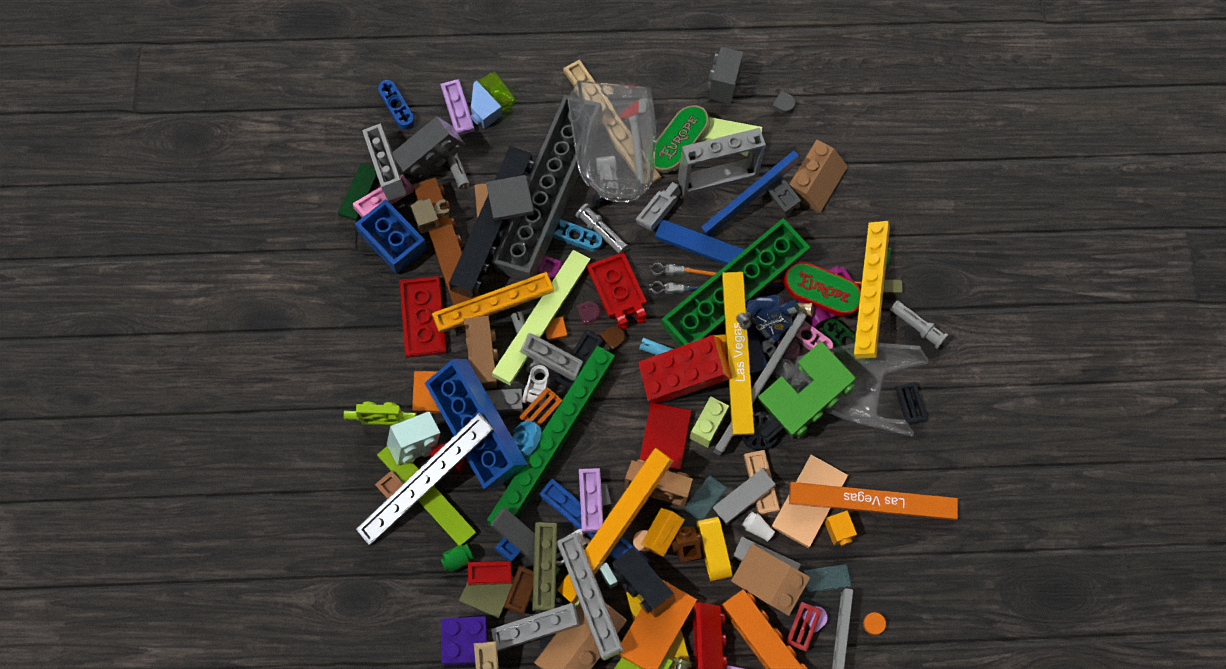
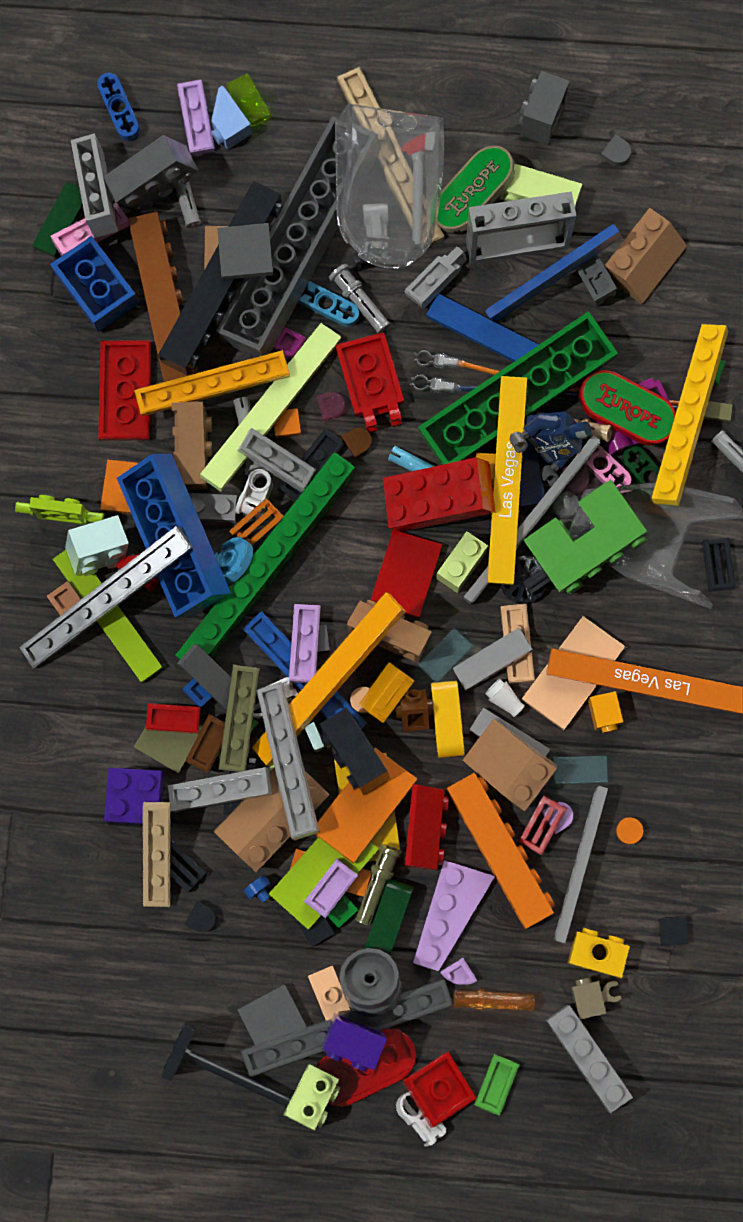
camera: 15 degrees right, 10 degrees up
(427, 216) = (140, 262): dark tan brick -> none
(457, 558) = (136, 696): green brick -> none

